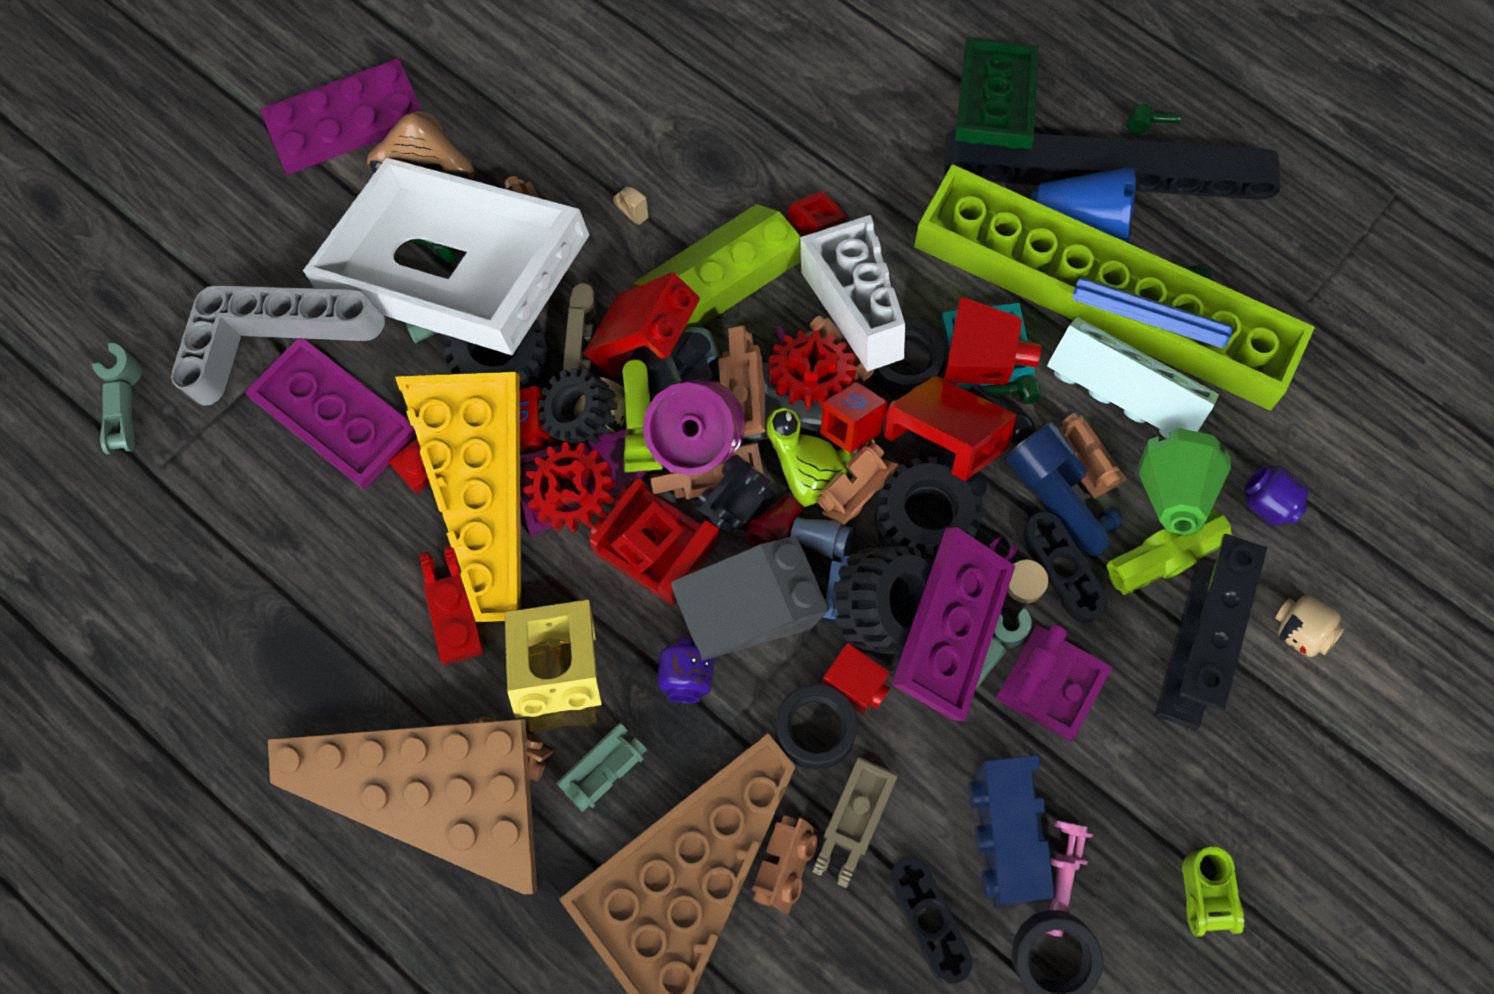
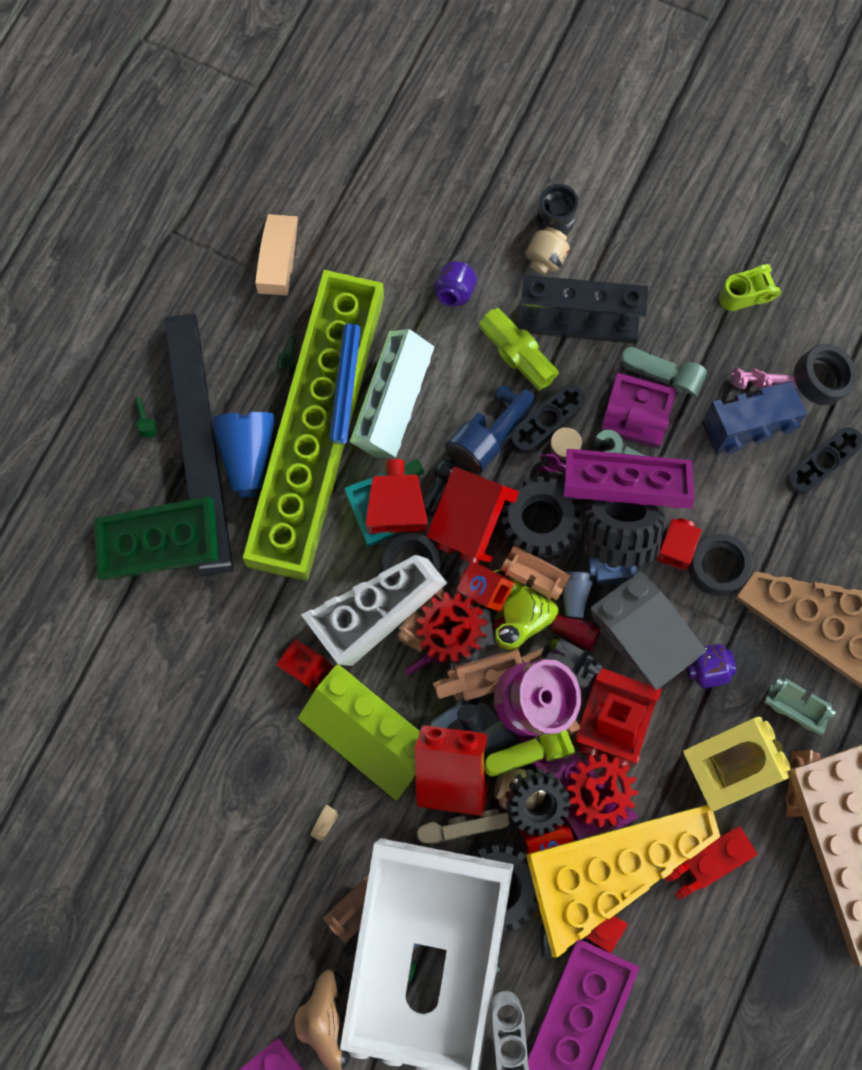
camera: 105 degrees left, 5 degrees up
(781, 884) = (834, 564): nougat hinge -> none
(856, 816) = (774, 523): dark tan hinge -> none
(1088, 756) = (687, 377): none -> sand green piece
(1101, 468) = (455, 414): nougat hinge -> none
(1184, 478) = (473, 342): bright green cone -> none
(1349, 294) = (276, 255): none -> light nougat slope
(1369, 651) = (557, 208): none -> black wheel

